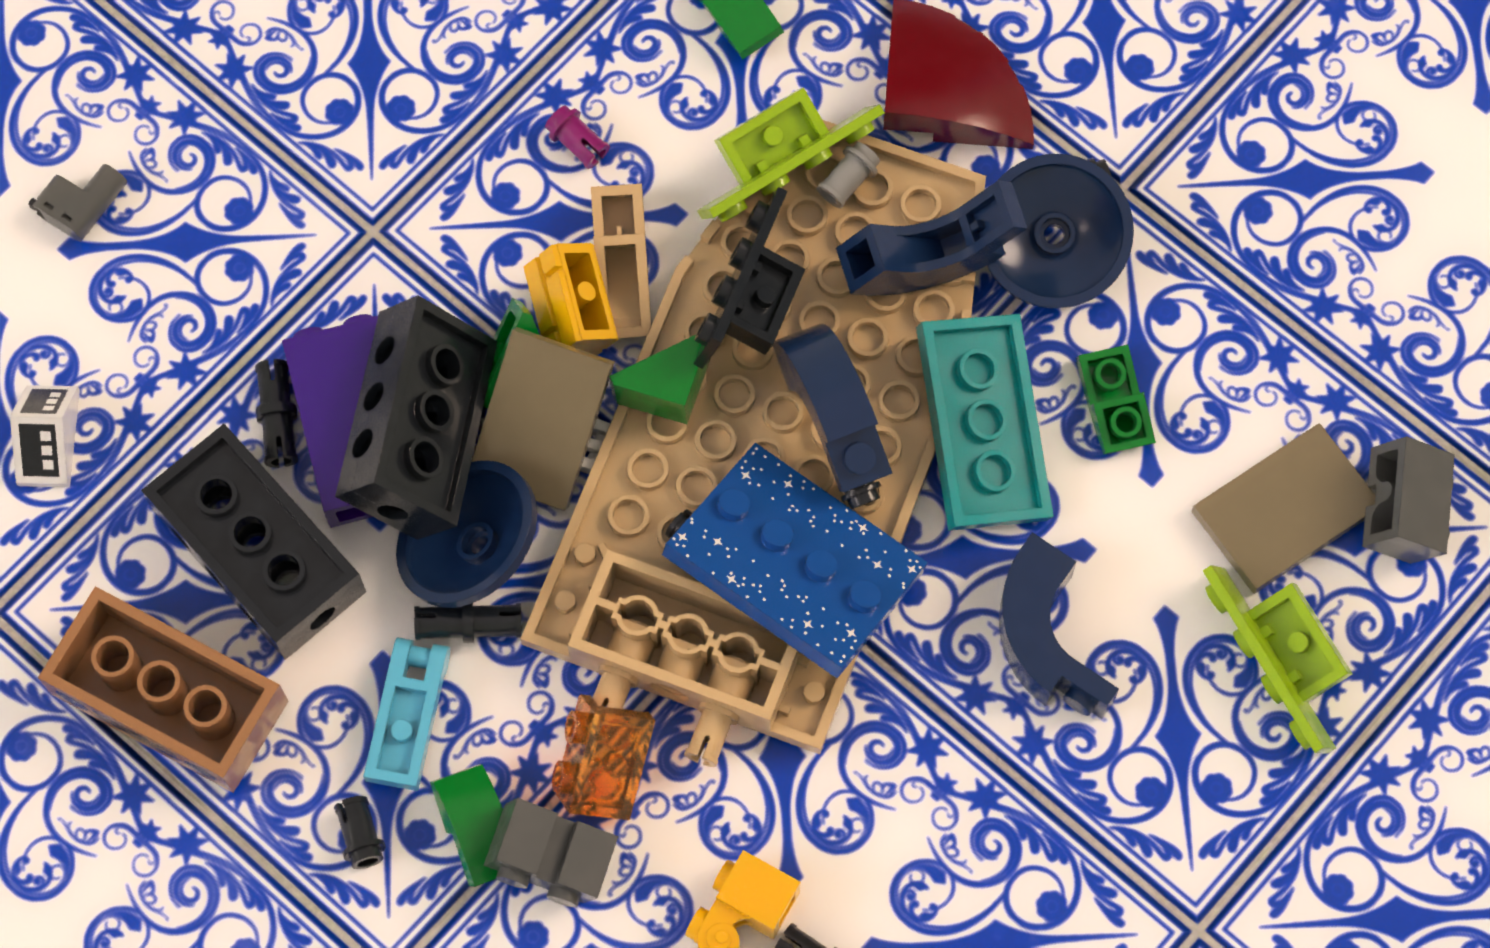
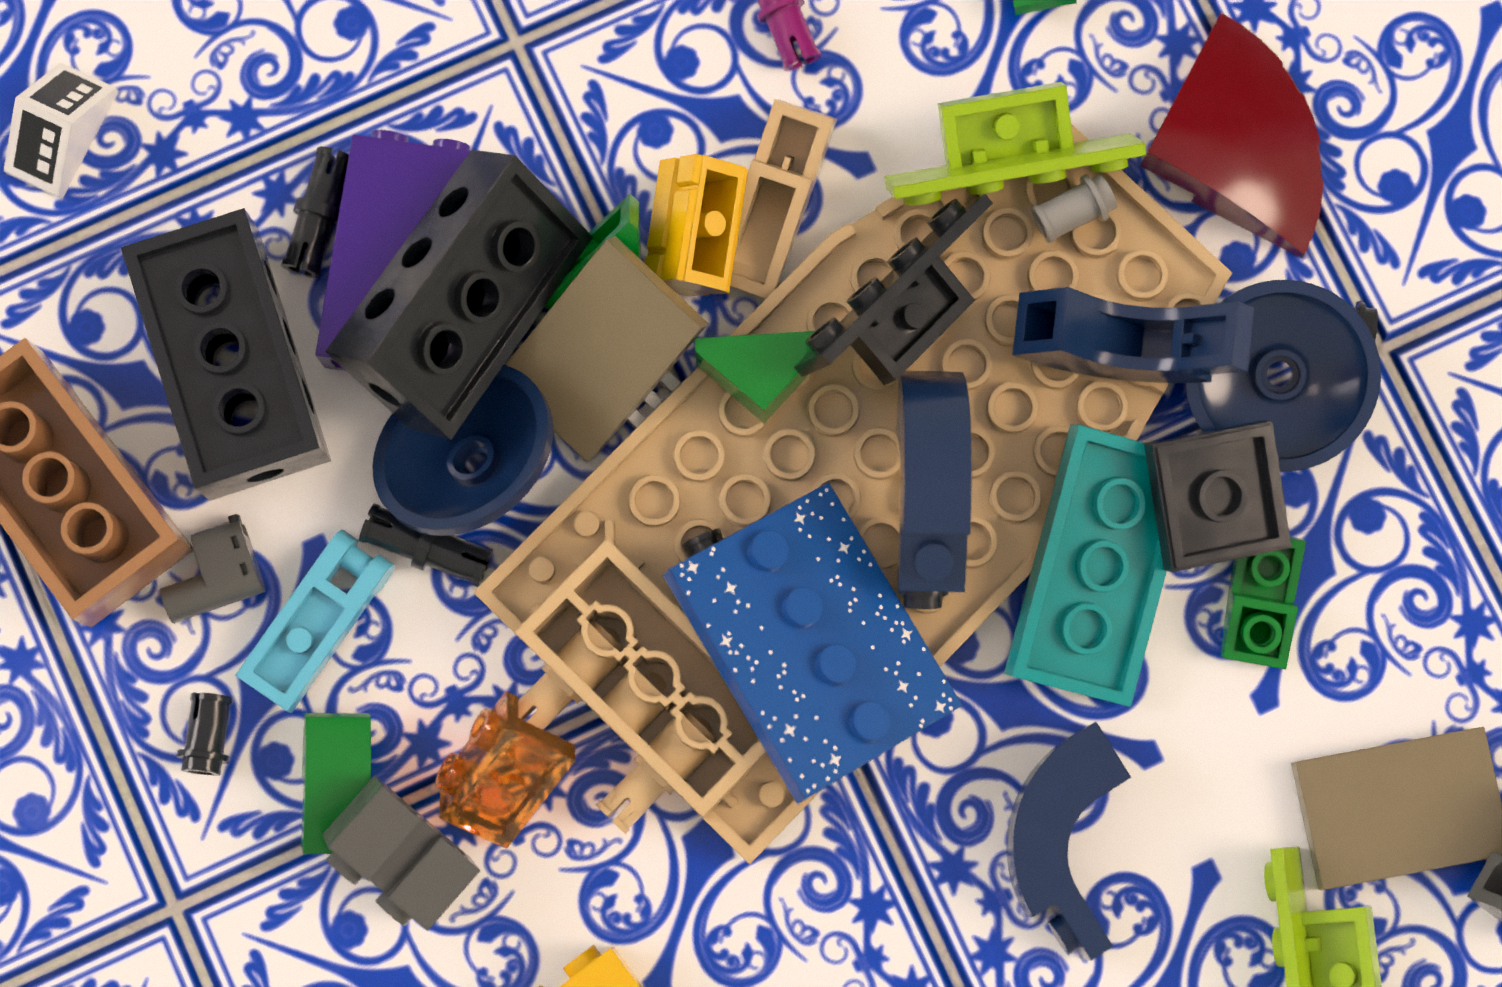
camera: 20 degrees right, 10 degrees up
(322, 706) = (226, 575): none -> dark grey piece
(1047, 334) = (1217, 495): none -> black tile

